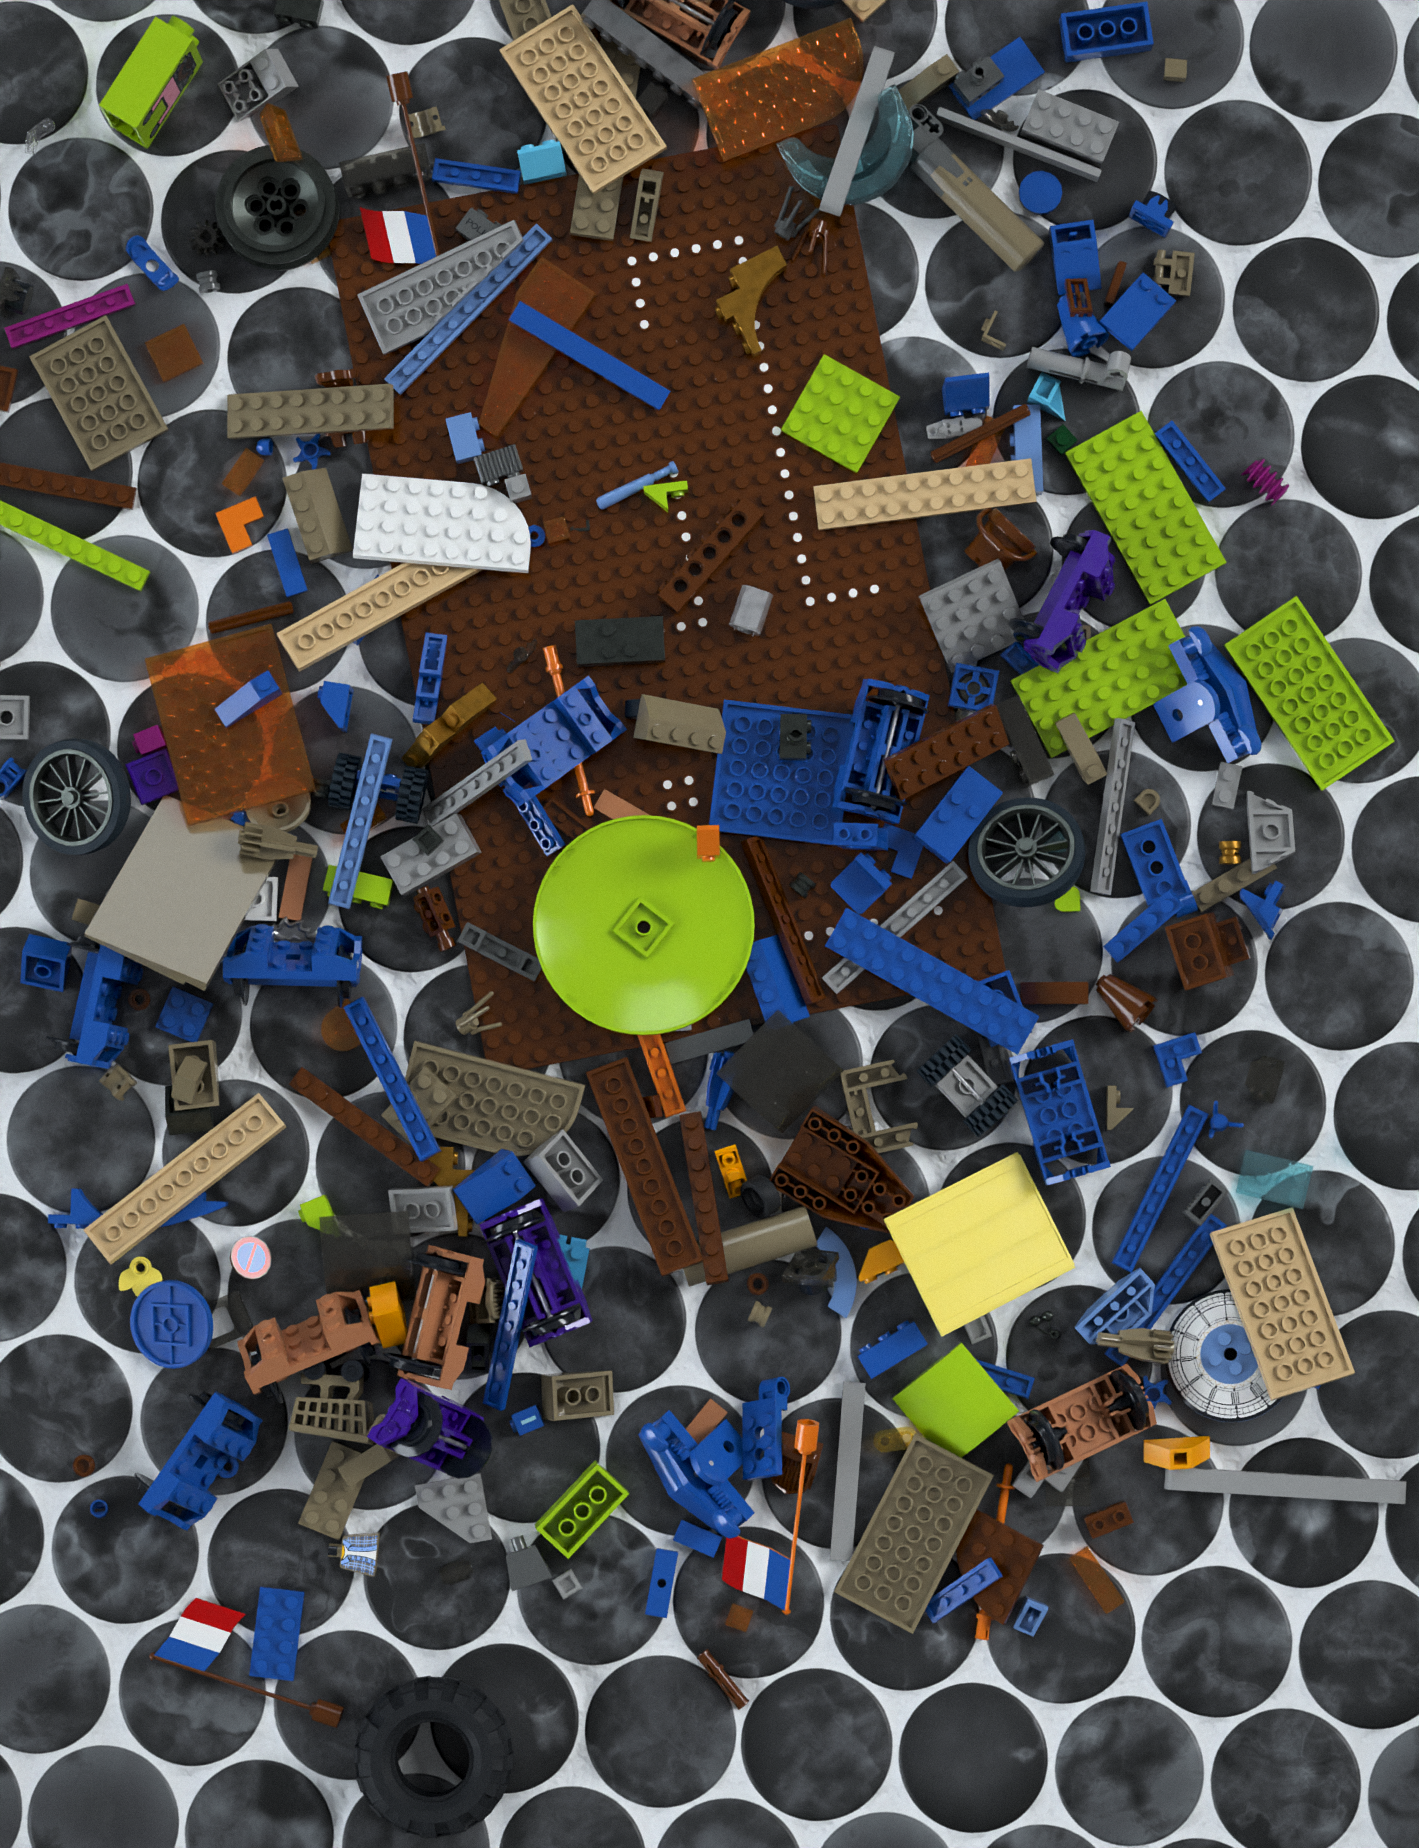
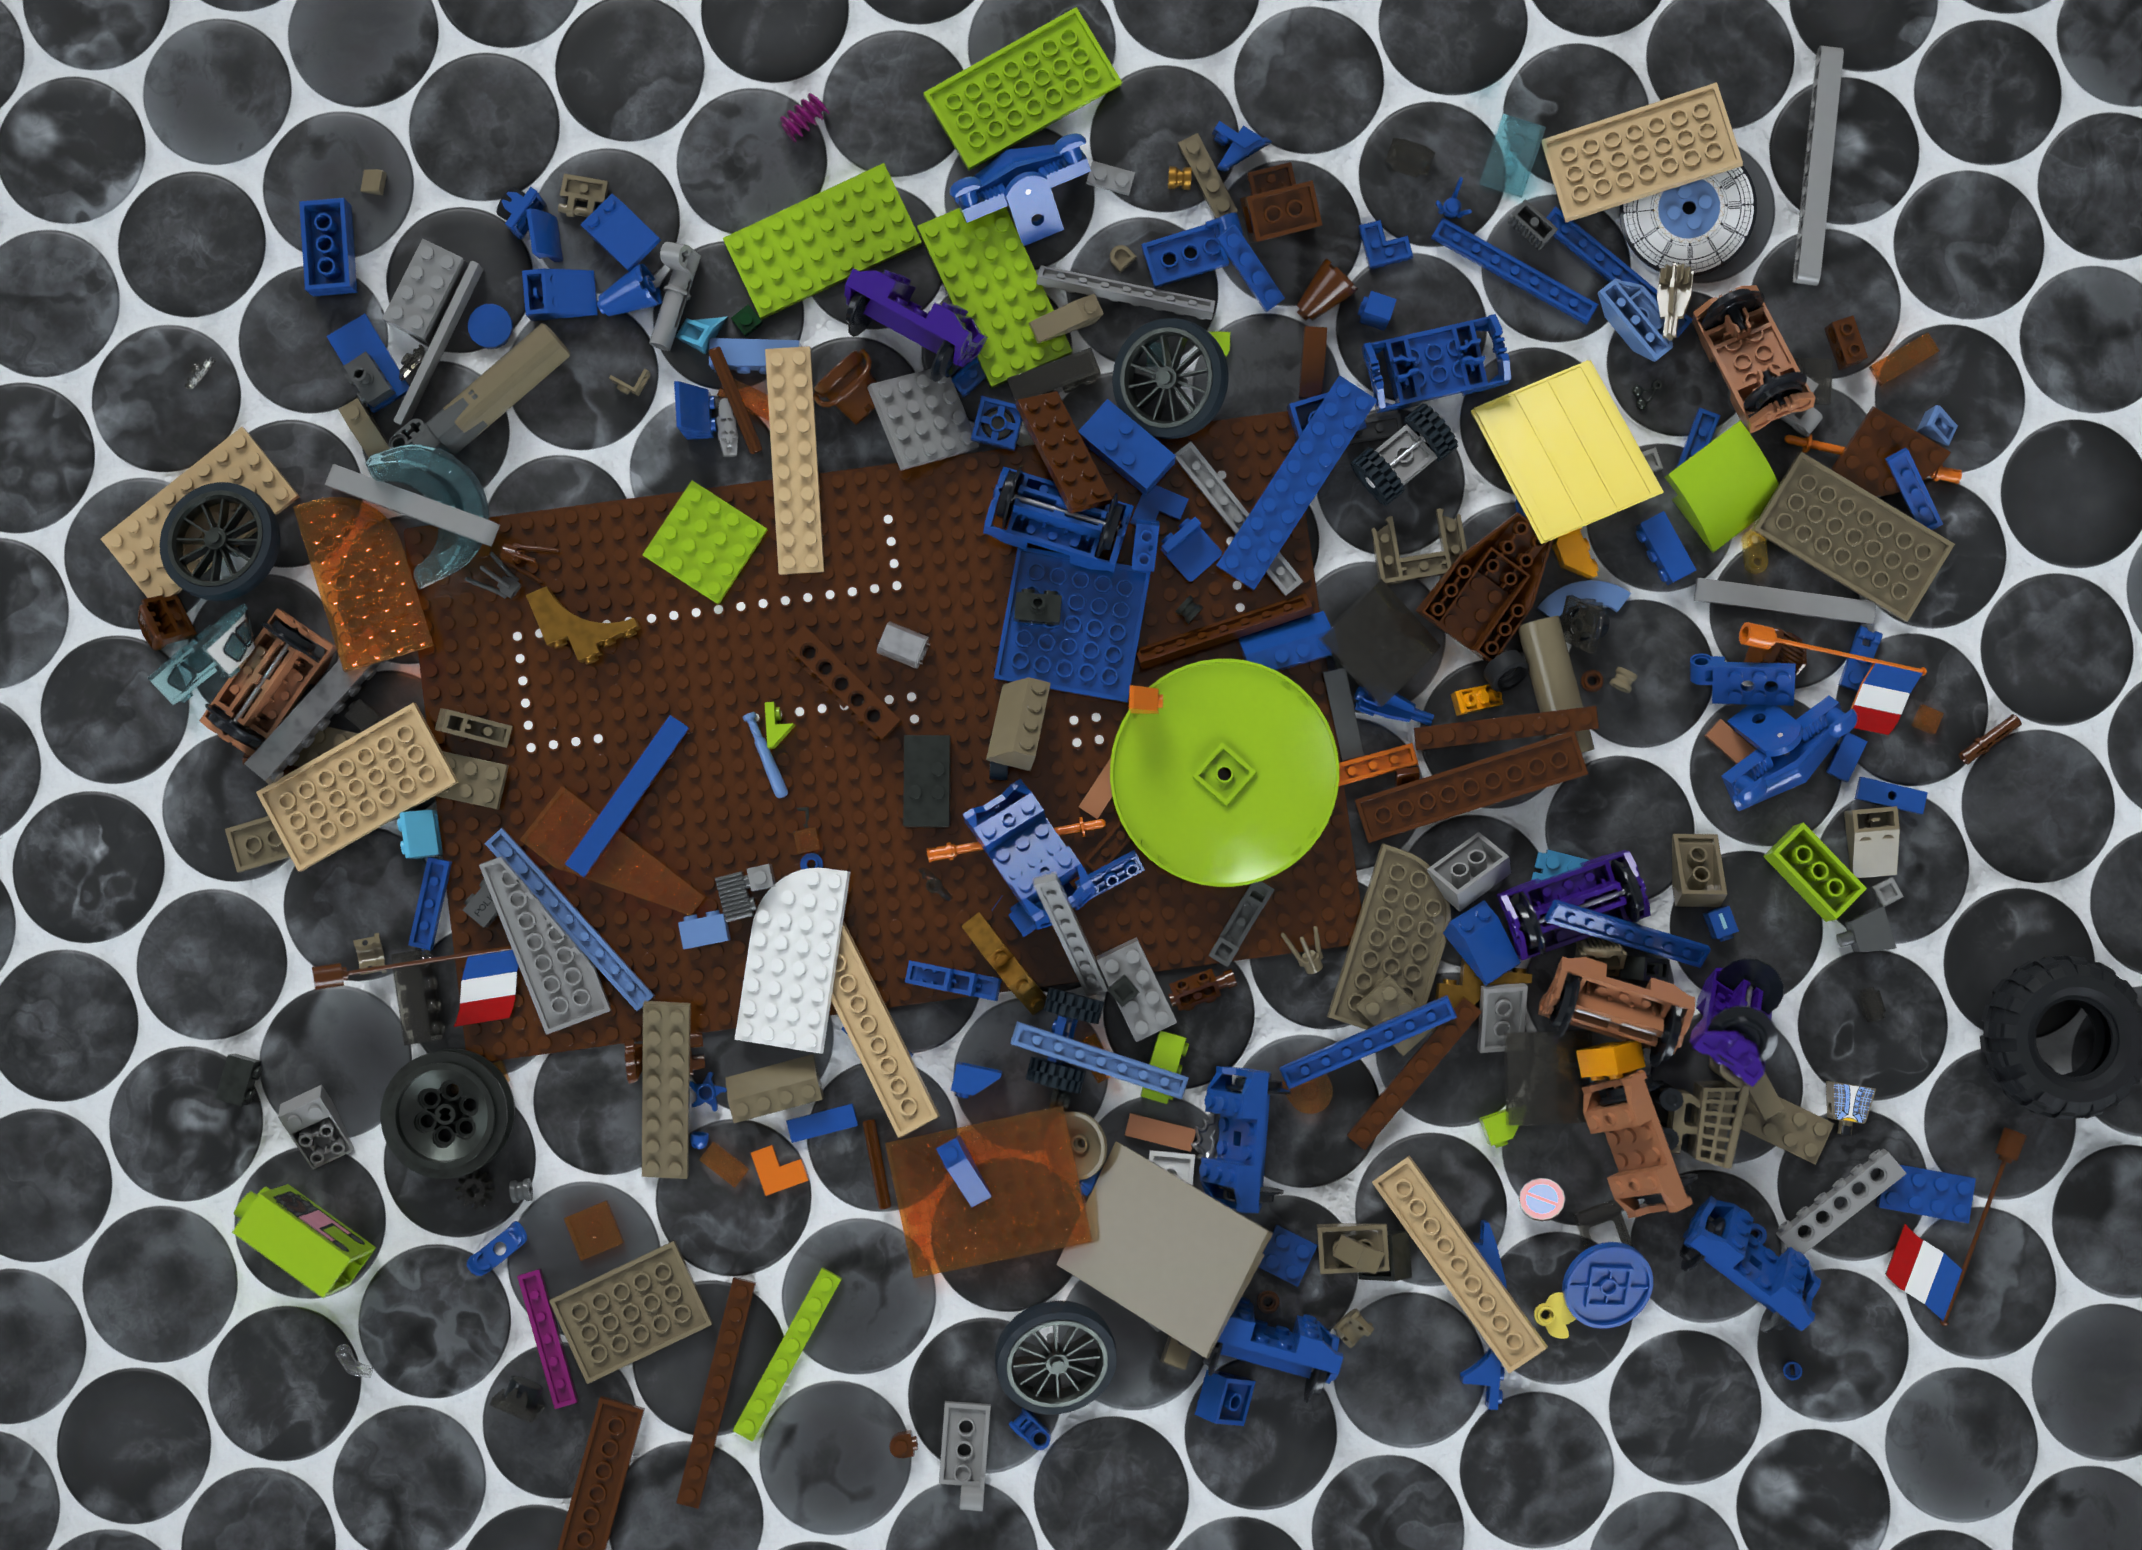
camera: 90 degrees left, 0 degrees up
(84, 1465) = (1746, 1384): reddish brown plate -> none
(149, 741) = (1000, 1277): magenta brick -> none
(153, 776) = (1037, 1275): dark purple plate -> none
(272, 843) = (1117, 1154): dark tan piece -> none
(279, 134) = (370, 1106): clear orange slope -> none
(305, 1582) = (1853, 1202): none -> light grey brick
(458, 1506) = (1806, 1000): light grey plate -> none
(614, 1565) = (1873, 841): none -> slope
(782, 1543) = (1856, 670): none -> blue plate
(1079, 310) = (615, 296): reddish brown tile -> none
(1108, 1051) = (1376, 310): none -> blue brick
(1112, 1114) = (1439, 310): dark tan slope -> none
(1115, 283) = (590, 255): reddish brown tile -> none
(1130, 238) = (544, 235): none -> blue slope
(1155, 1391) = (1718, 287): blue animal -> none
(1176, 1452) = (1782, 270): light orange slope -> none
(1190, 461) = (778, 192): blue plate -> none
(1269, 832) = (1161, 137): light grey wing -> none

